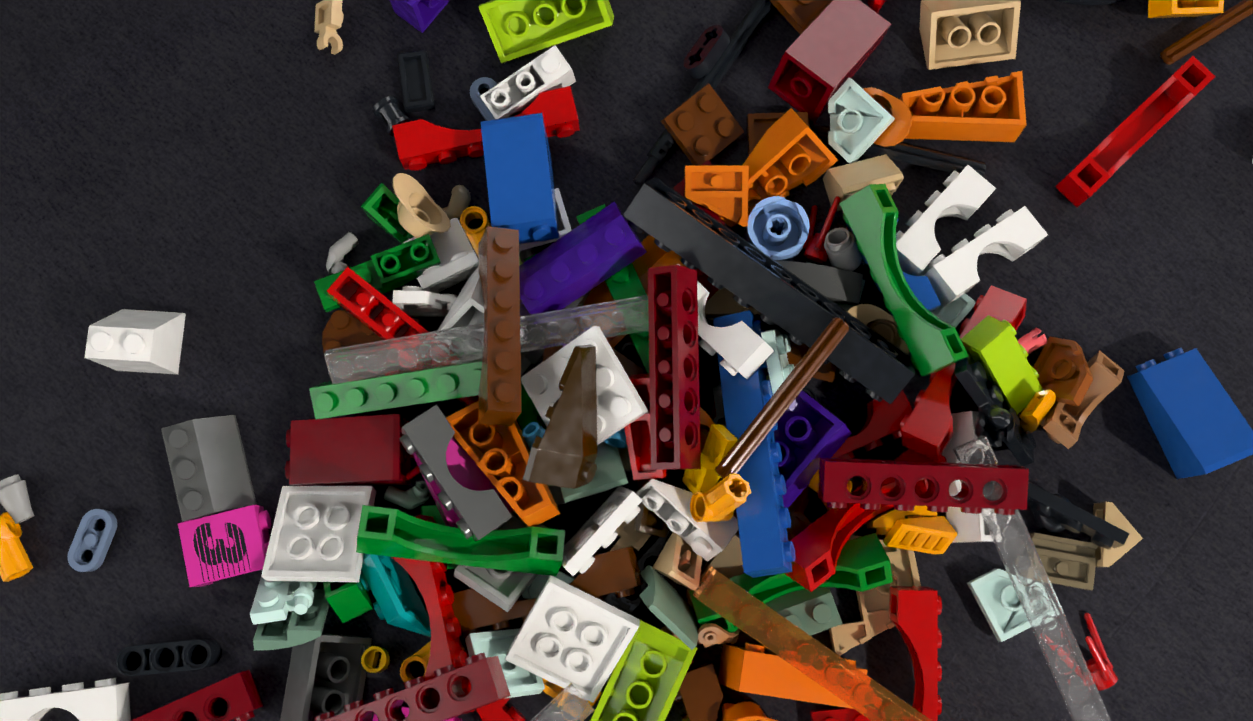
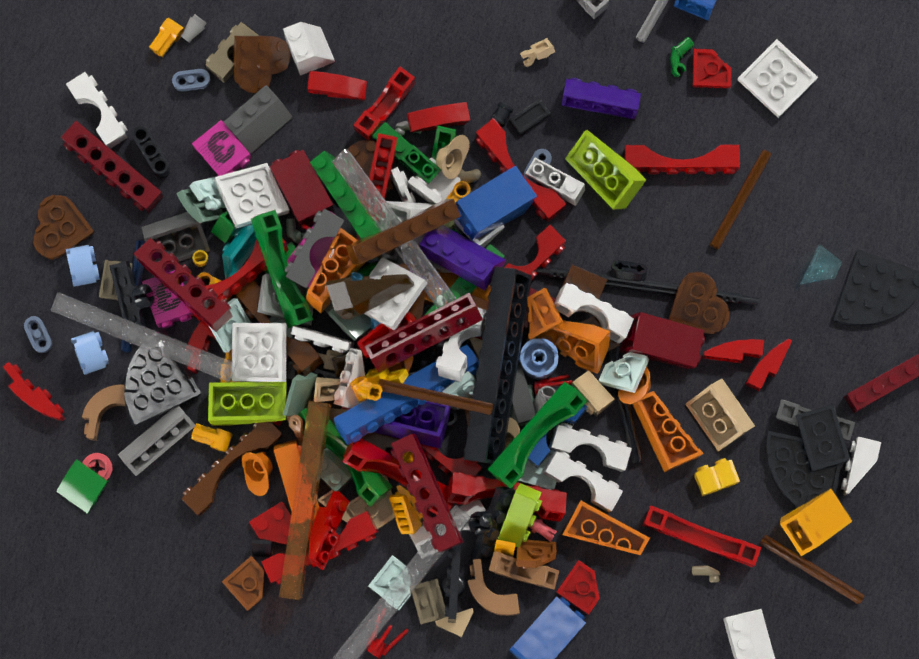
camera: 65 degrees right, 0 degrees up
(71, 435) = (219, 63): none -> dark tan arch
(117, 422) = (258, 59): none -> reddish brown plate
(221, 327) = (336, 85): none -> red slope
(294, 281) = (379, 112): none -> red arch
(344, 211) = (443, 116): none -> red slope
(614, 143) = (549, 244): none -> red arch
(719, 139) = (572, 300): none -> white arch
(907, 677) = (323, 532): none -> red slope
(1055, 74) = (716, 477): none -> yellow brick
(1061, 265) = (599, 528): none -> orange wedge
(1110, 460) = (490, 601): none -> medium nougat arch
(1132, 333) = (580, 587): none -> red plate
(1180, 152) = (706, 570): none -> dark tan arm

